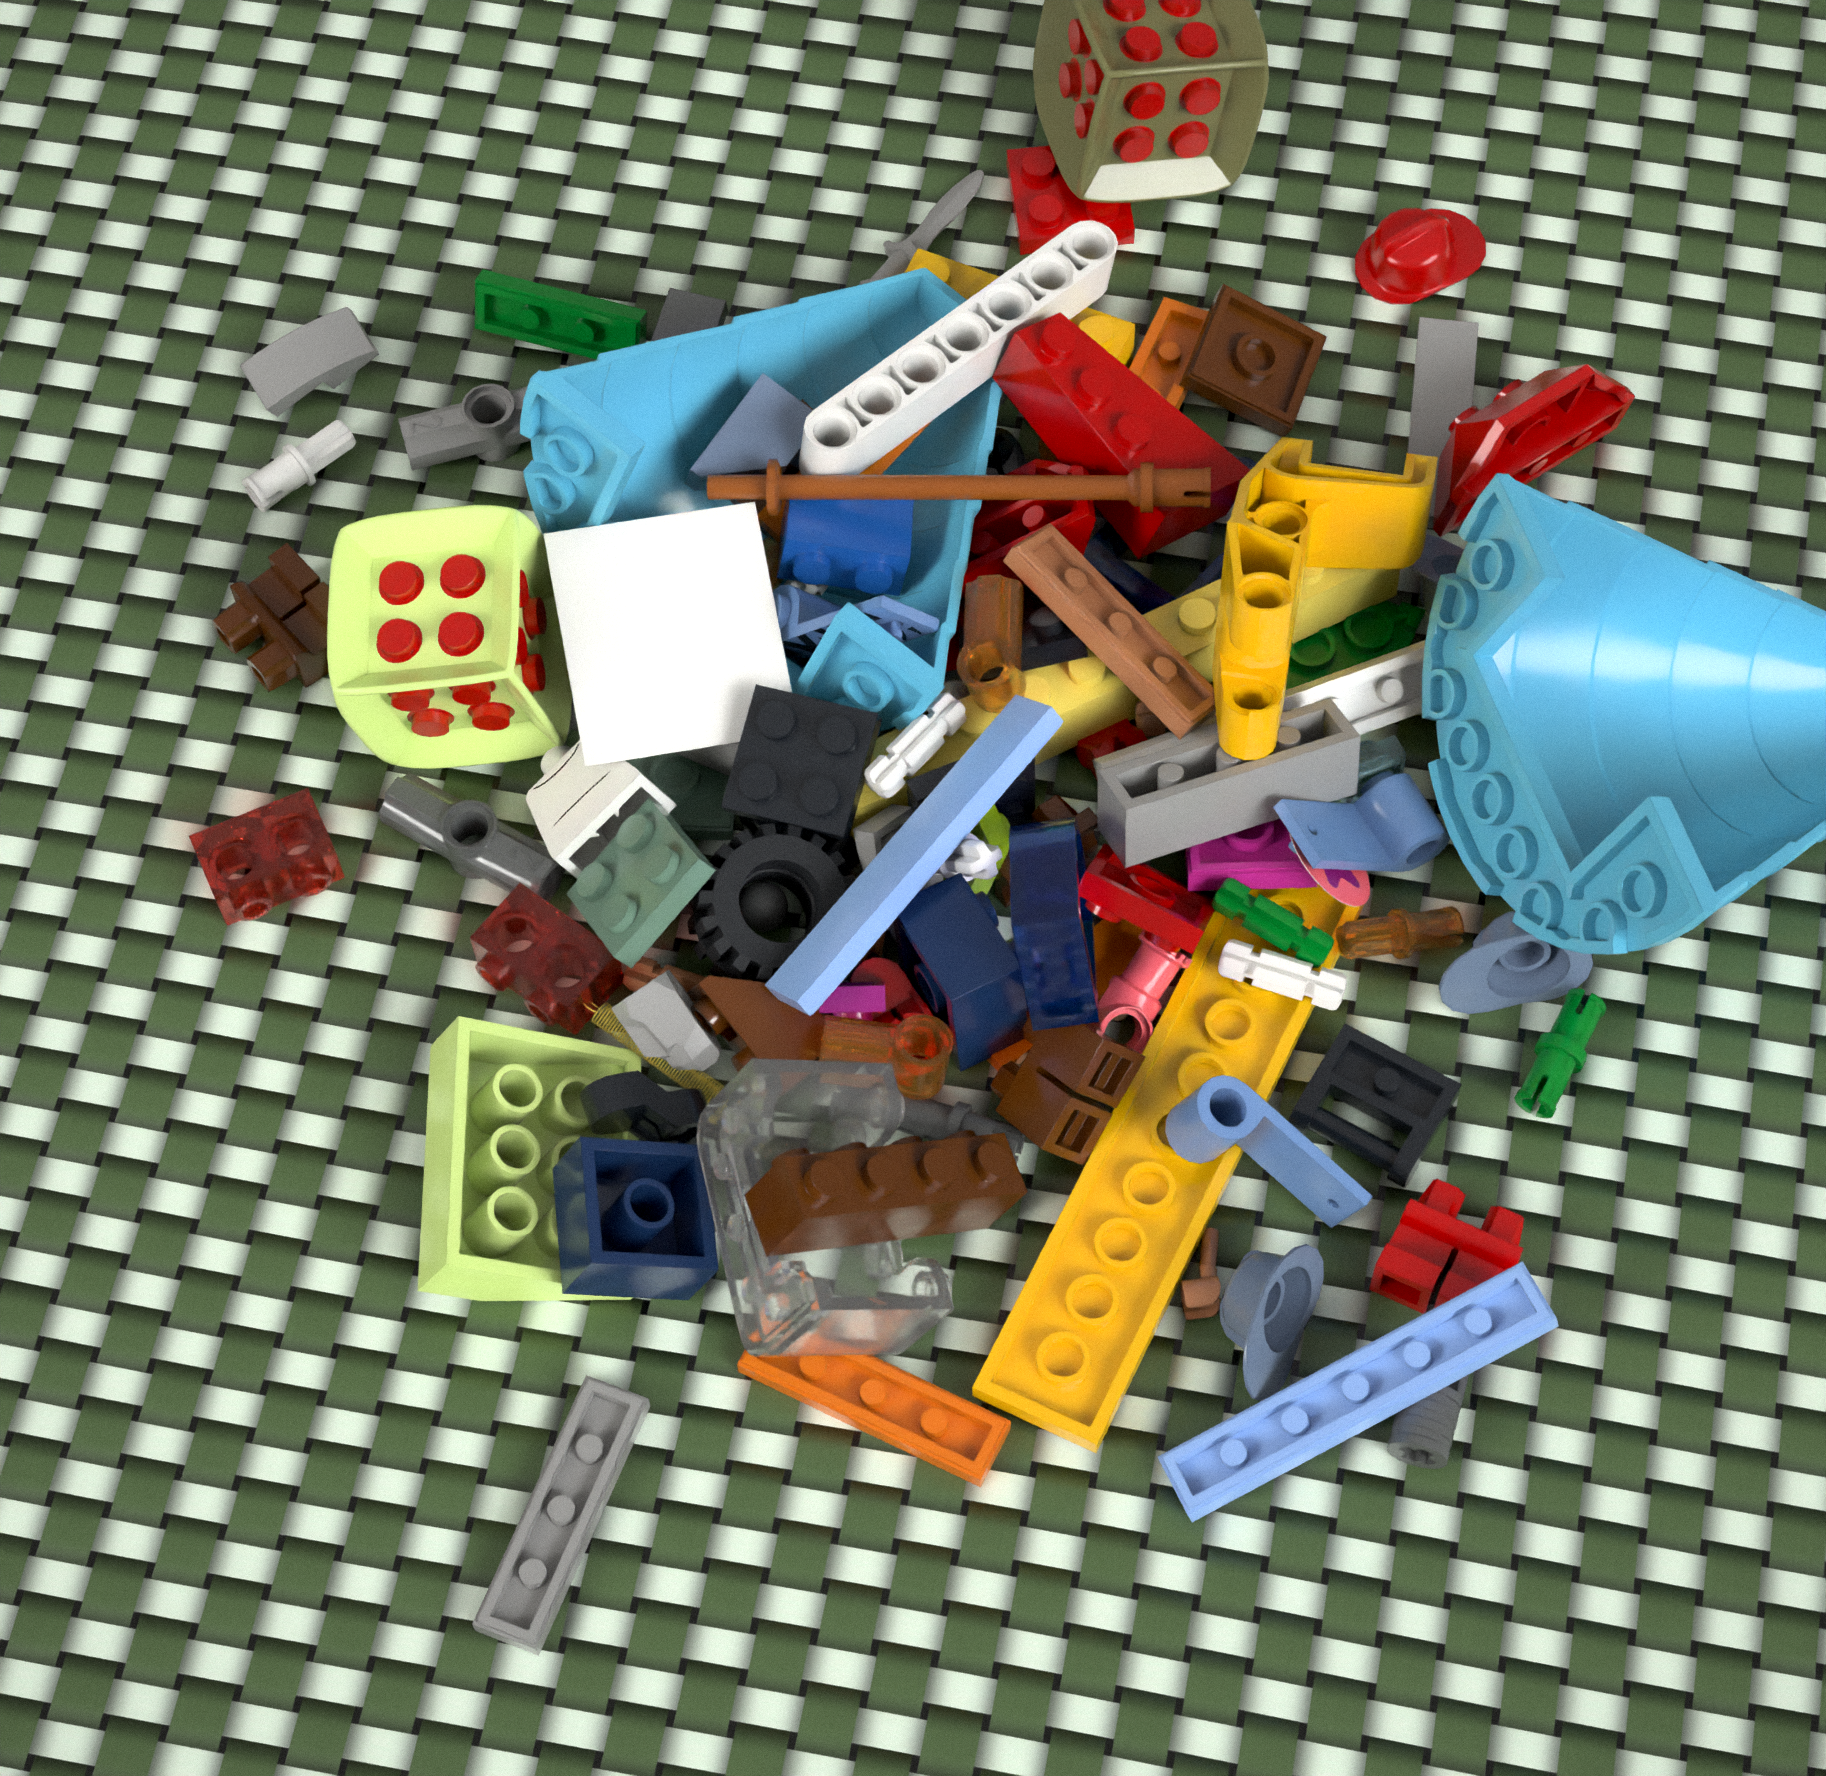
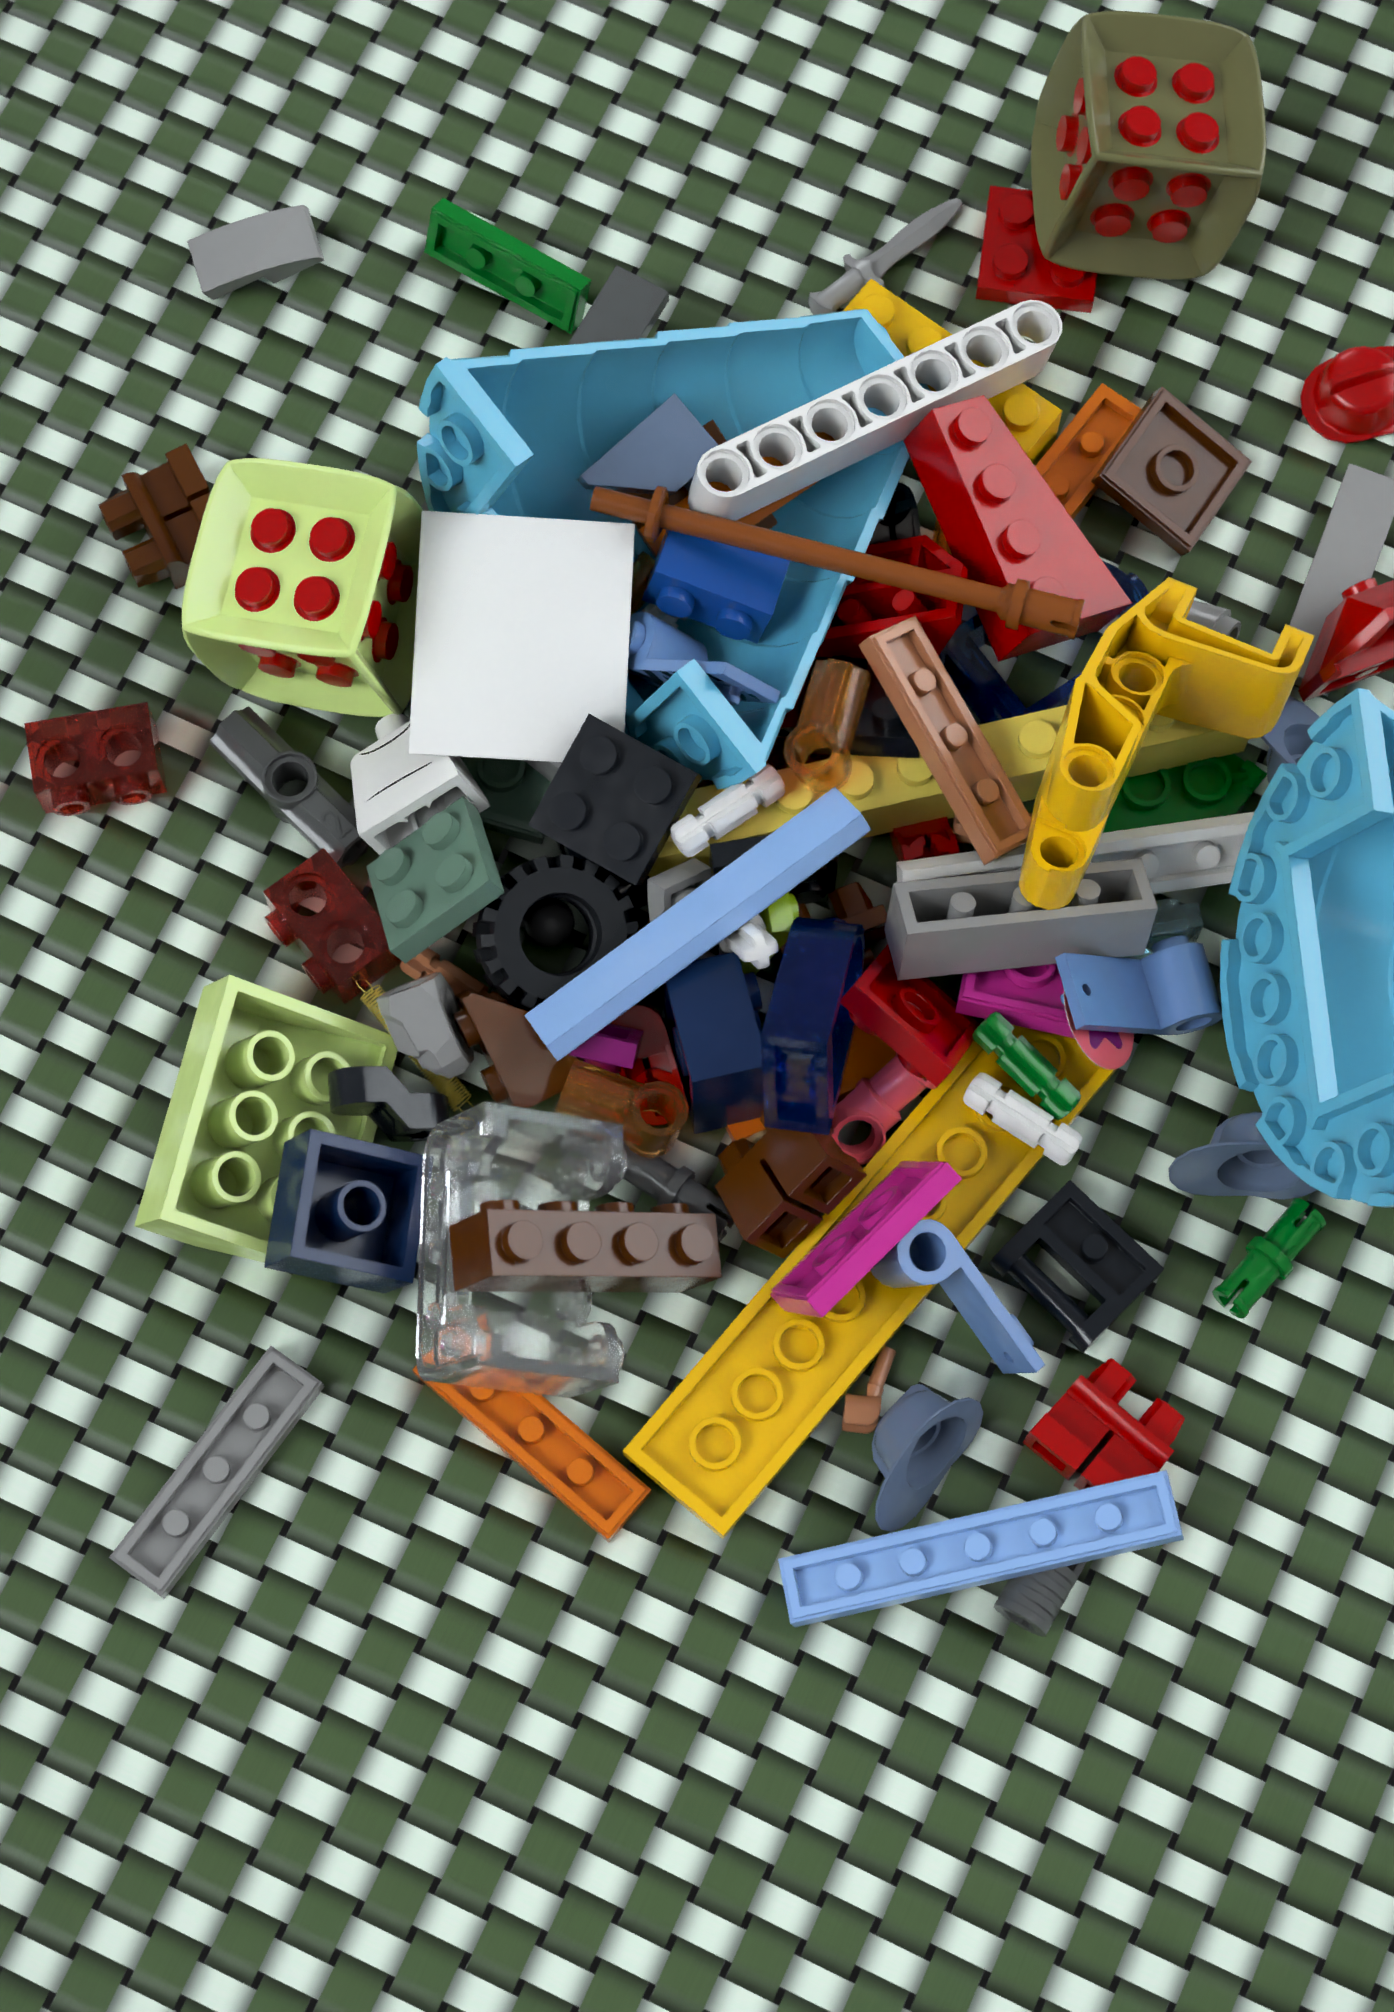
camera: 10 degrees right, 10 degrees up
(298, 465) = (220, 358): white axle -> none
(464, 428) = (379, 358): light grey piece -> none
(1160, 1113) = (864, 1237): none -> dark pink tile
(1400, 933) = (1149, 1102): clear orange axle -> none

